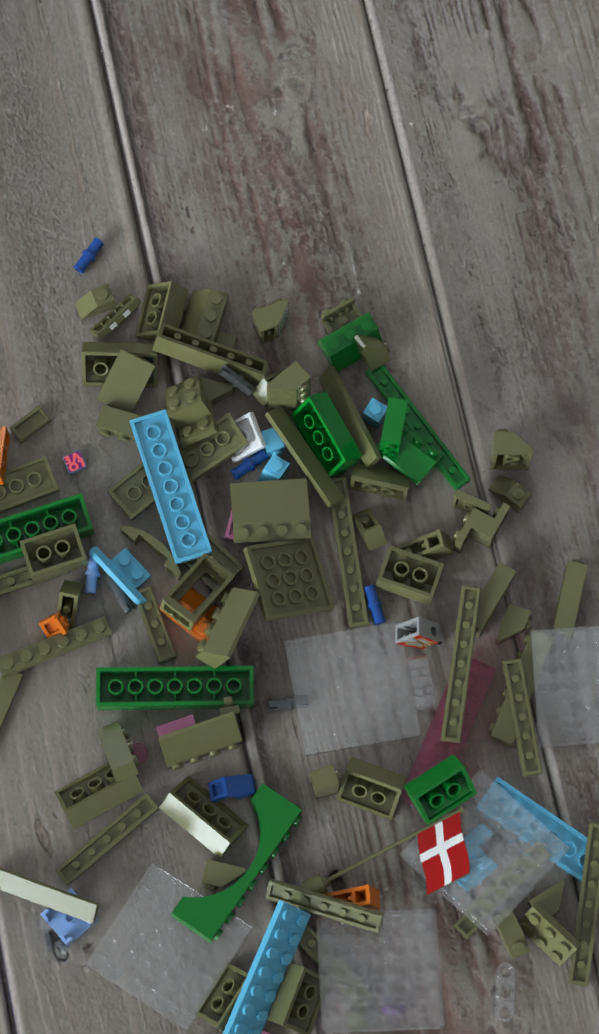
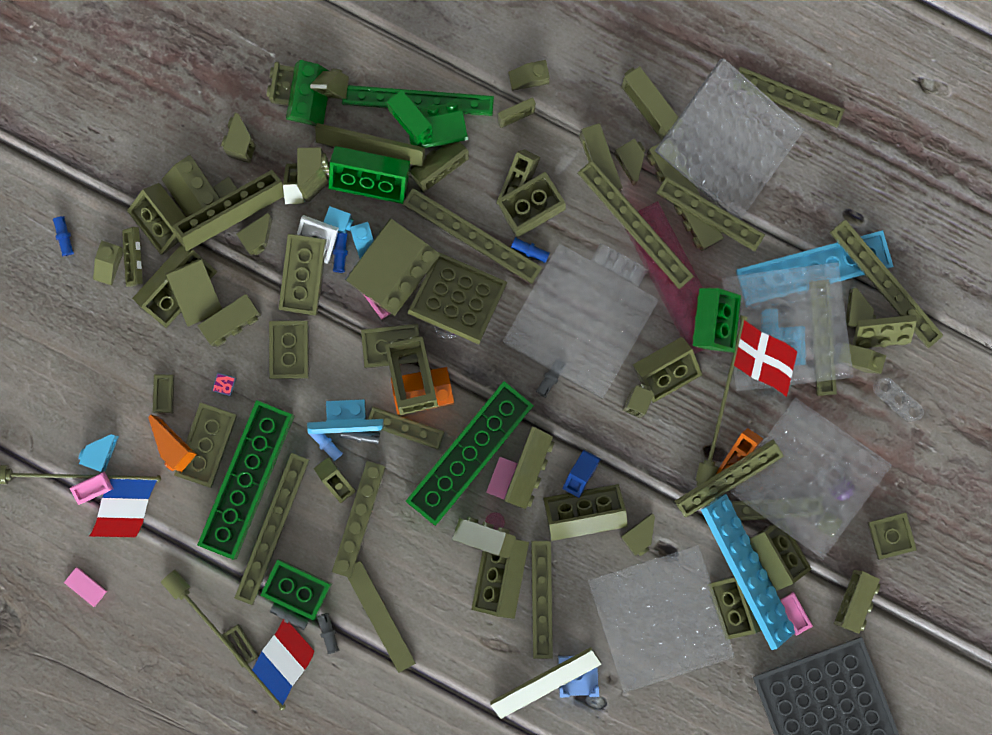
camera: 55 degrees left, 10 degrees up
(53, 552) = (286, 460): olive slope -> none
(54, 624) = (342, 505): orange bracket -> none
(135, 535) = (322, 385): olive slope -> none
(170, 487) = (308, 327): medium azure plate -> none
(190, 411) = (261, 262): olive bracket -> none
(209, 913) = (633, 461): green arch -> none
(226, 626) = (458, 375): olive slope -> none
(229, 706) = (523, 426): olive tile -> none
(237, 380) = (266, 206): dark grey pin -> none
(304, 456) = (371, 205): olive tile -> none
(369, 529) = (468, 204): olive slope -> none
(374, 413) = (381, 123): medium azure brick -> none
(418, 633) = (588, 230): light grey torso -> none
(480, 527) = (539, 120): olive bracket -> none
(509, 451) = (500, 49): olive slope -> none

